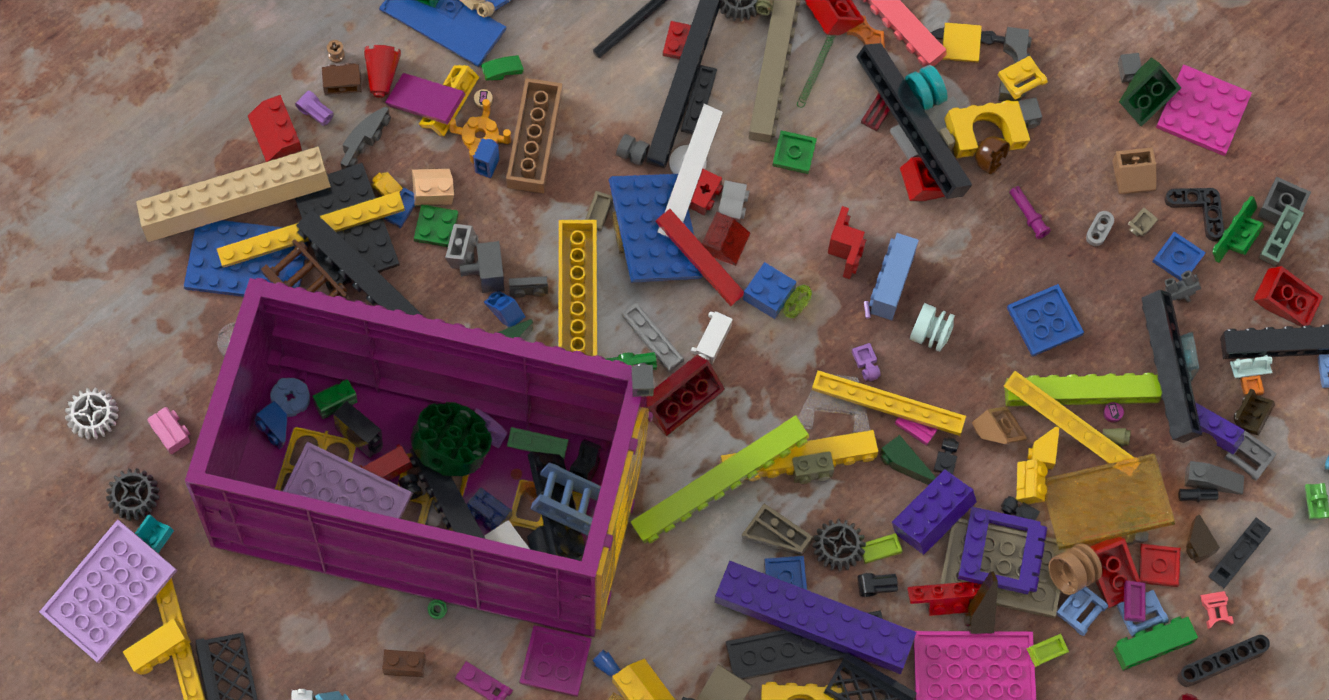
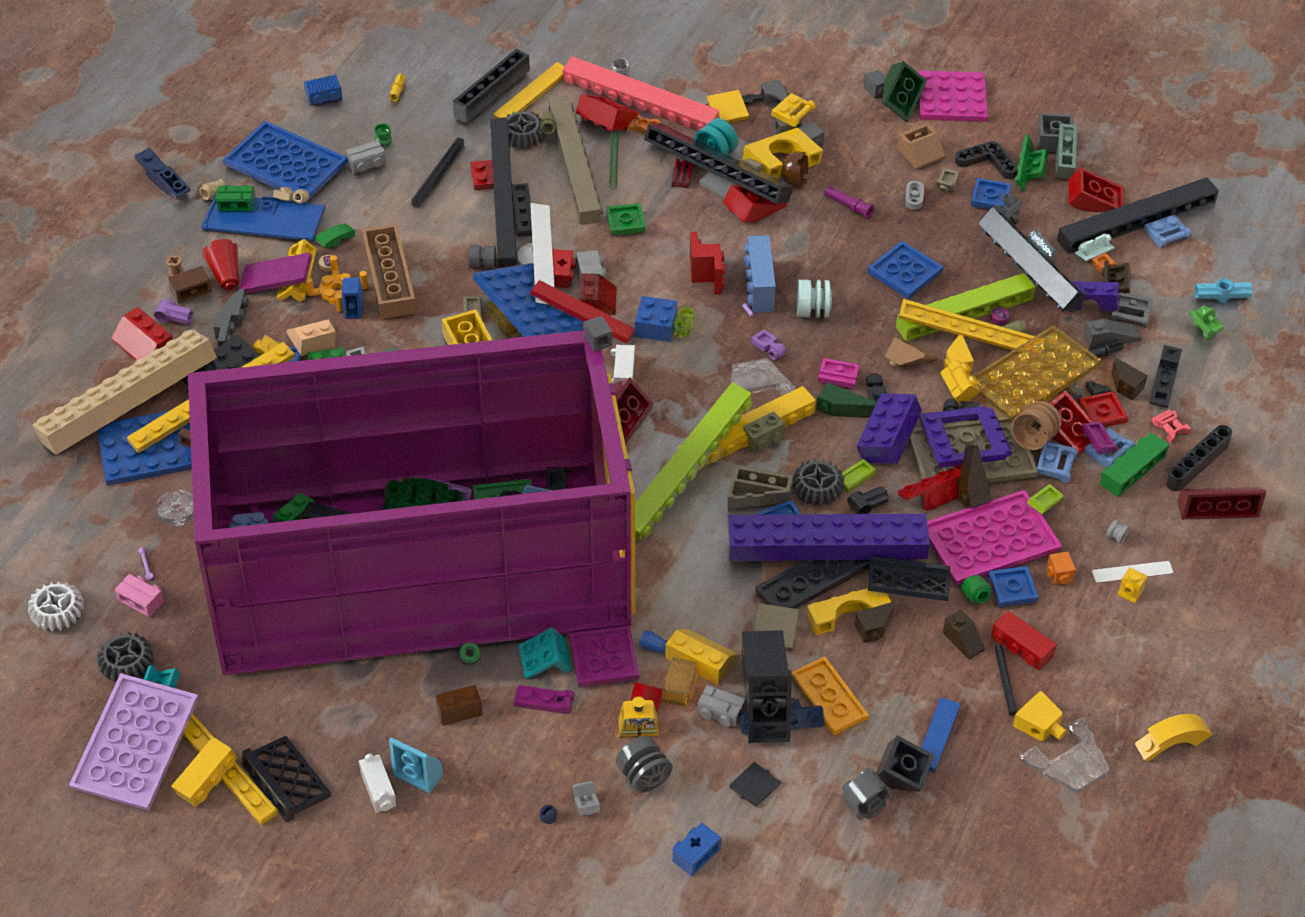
camera: 20 degrees left, 20 degrees down
(186, 409) = (149, 576): none -> lavender hinge
(503, 638) = (543, 652): none -> teal bracket
(888, 403) = (805, 362): yellow plate -> none
(1166, 538) = (1095, 389): none -> black tile

